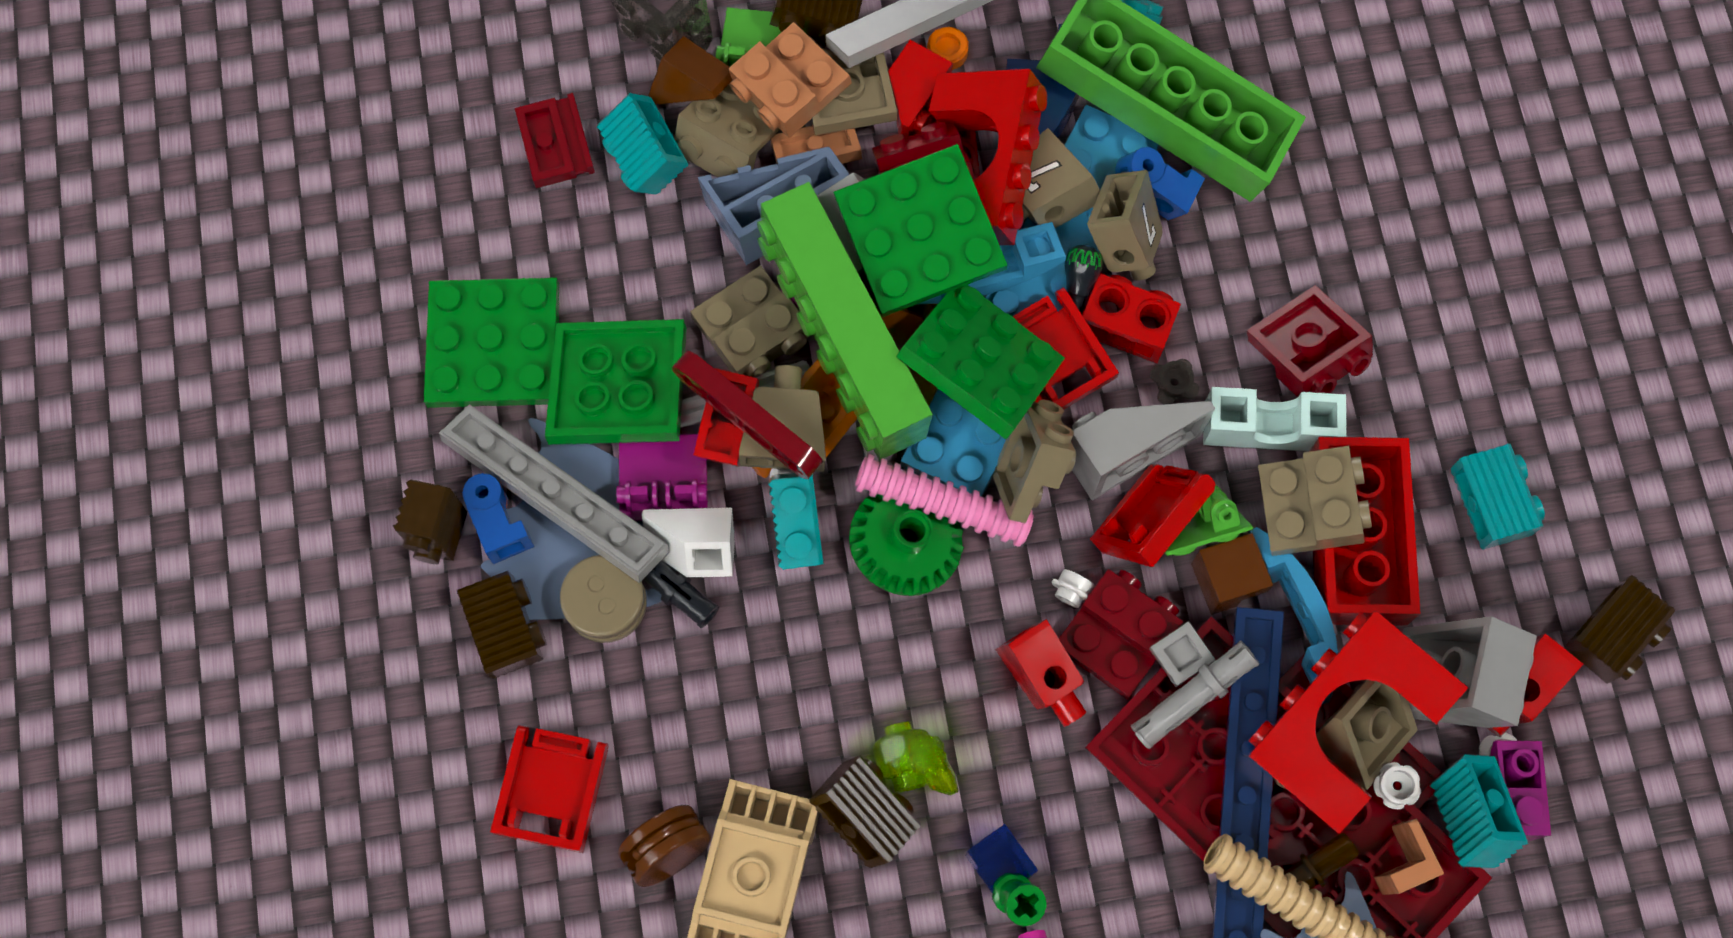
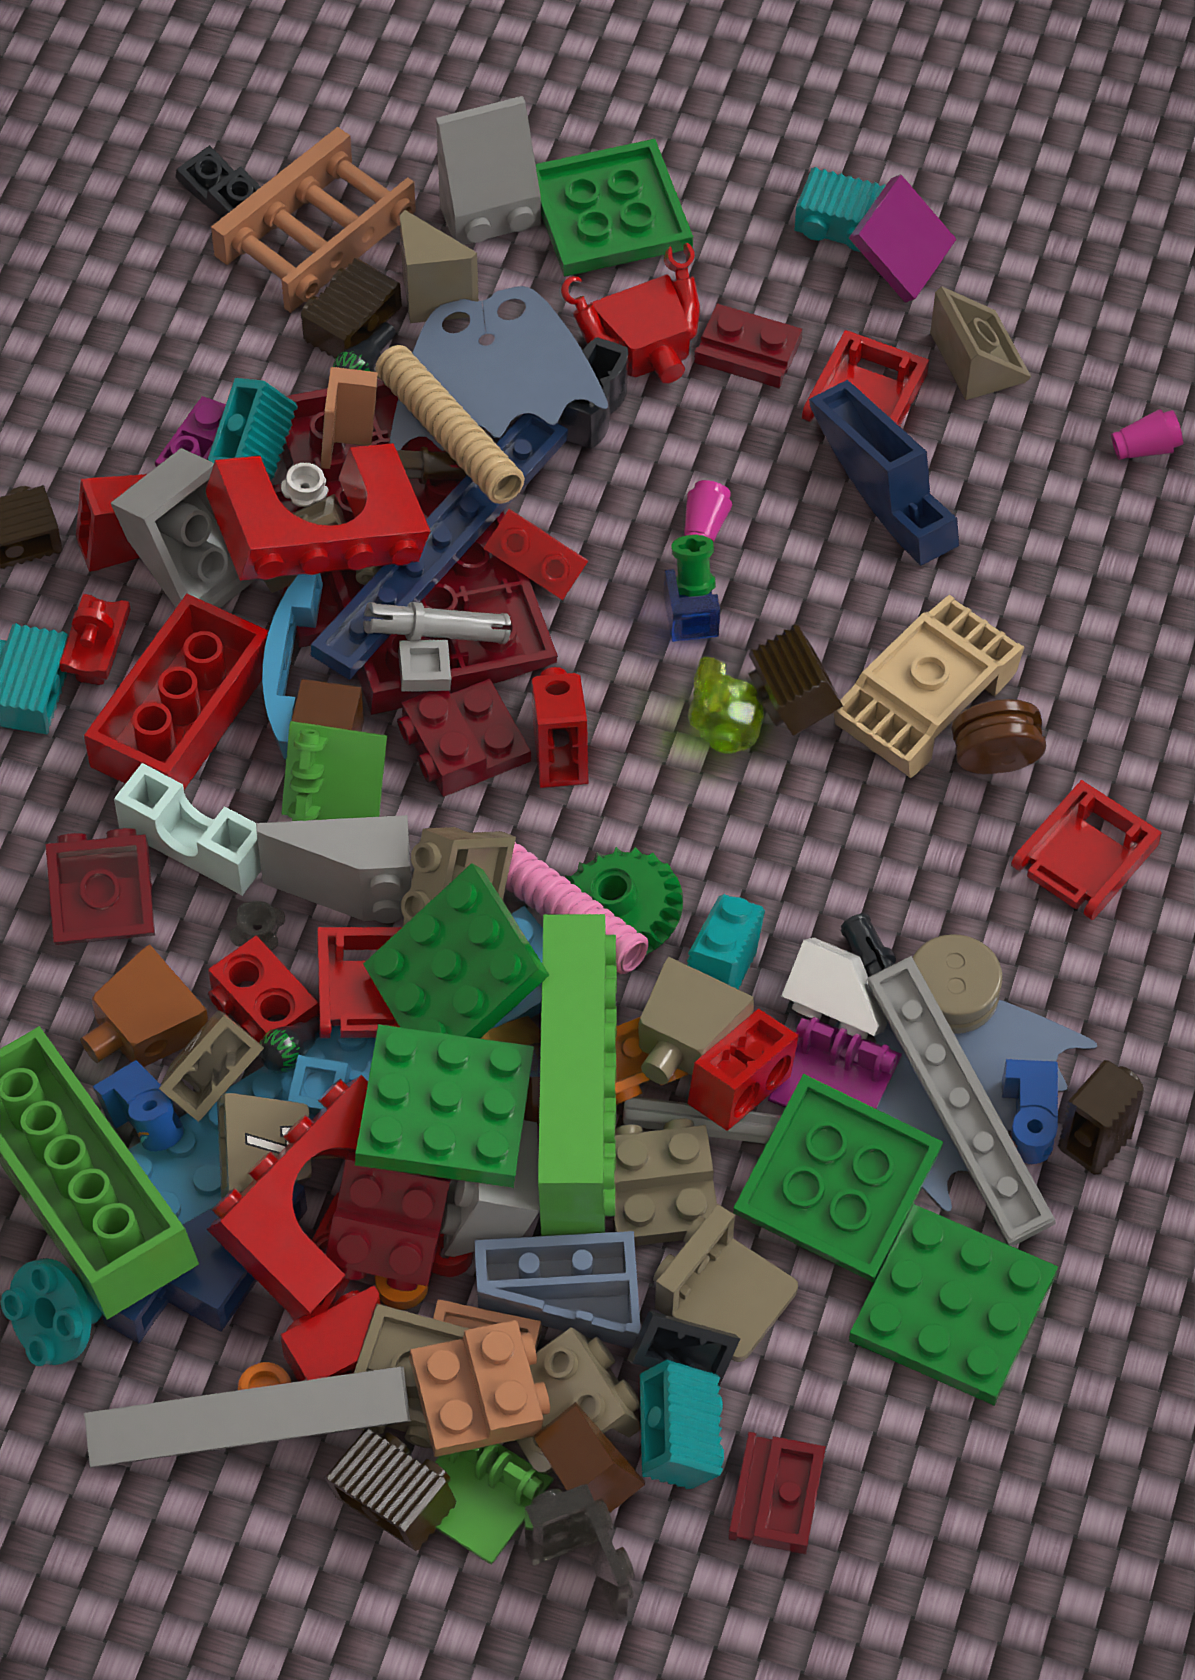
camera: 155 degrees left, 15 degrees down
(501, 624) = (1069, 1005): dark brown brick -> none
(662, 263) = (723, 1283): none -> dark tan bracket
(671, 197) = (683, 1343): none -> black slope
(747, 415) = (728, 1012): dark red beam -> none
(1072, 588) = (483, 788): white plate -> none
(1143, 834) = (536, 554): none -> red hinge
(1153, 513) = (362, 784): red container -> none
(1209, 263) = (144, 1012): none -> dark orange torso
(1314, 501) = (217, 714): dark tan plate -> none
(1472, 557) = (94, 639): none -> red hips

